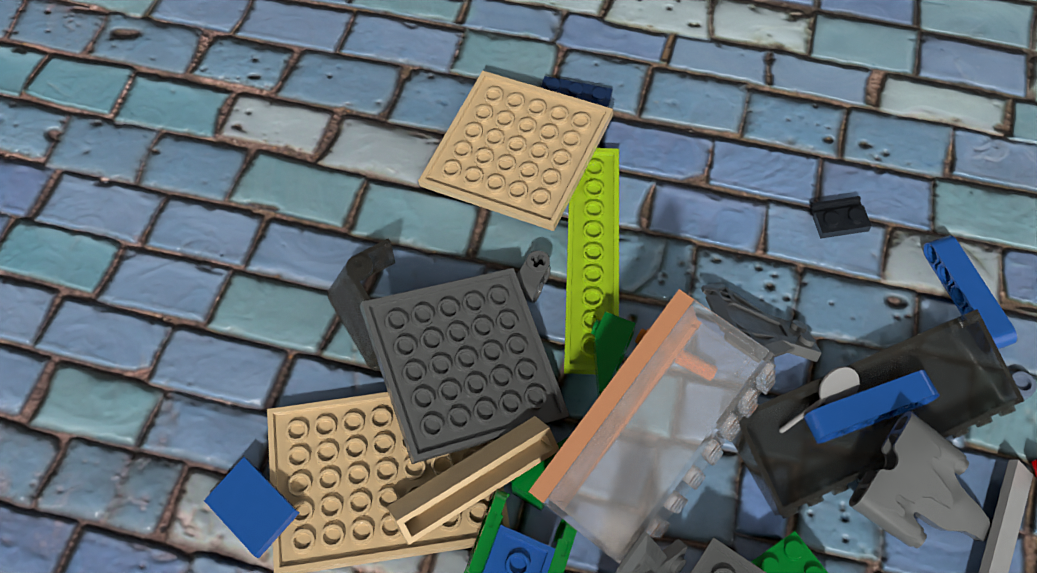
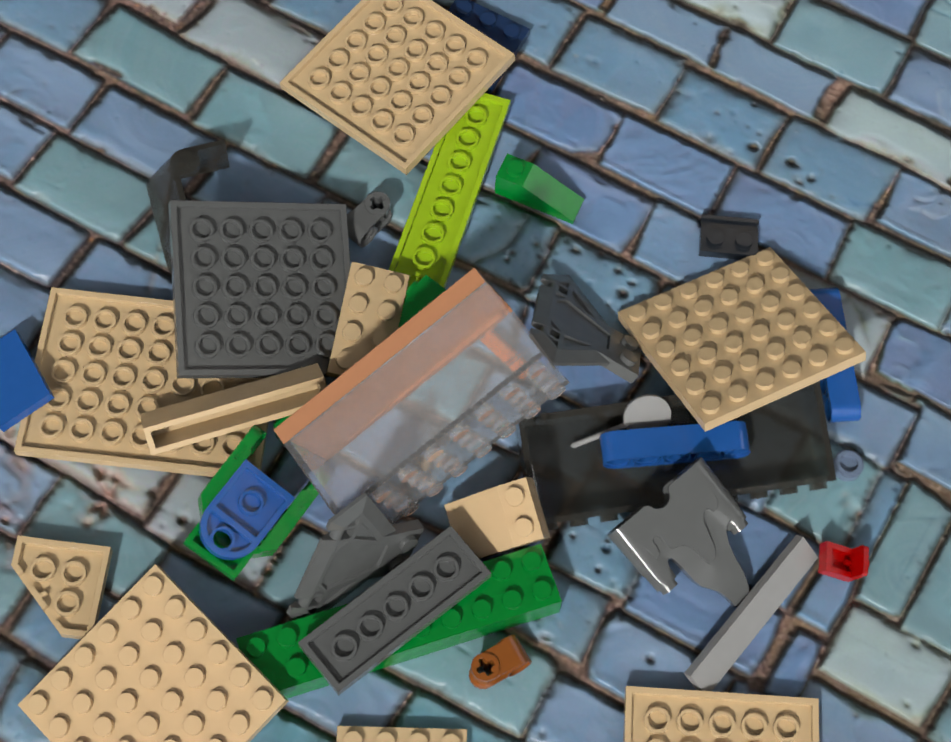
camera: 10 degrees right, 5 degrees up
(565, 368) = (367, 314): none -> tan plate
(667, 216) = (536, 189): none -> green slope
(748, 517) = (499, 518): none -> tan slope
(894, 299) = (740, 338): none -> tan plate

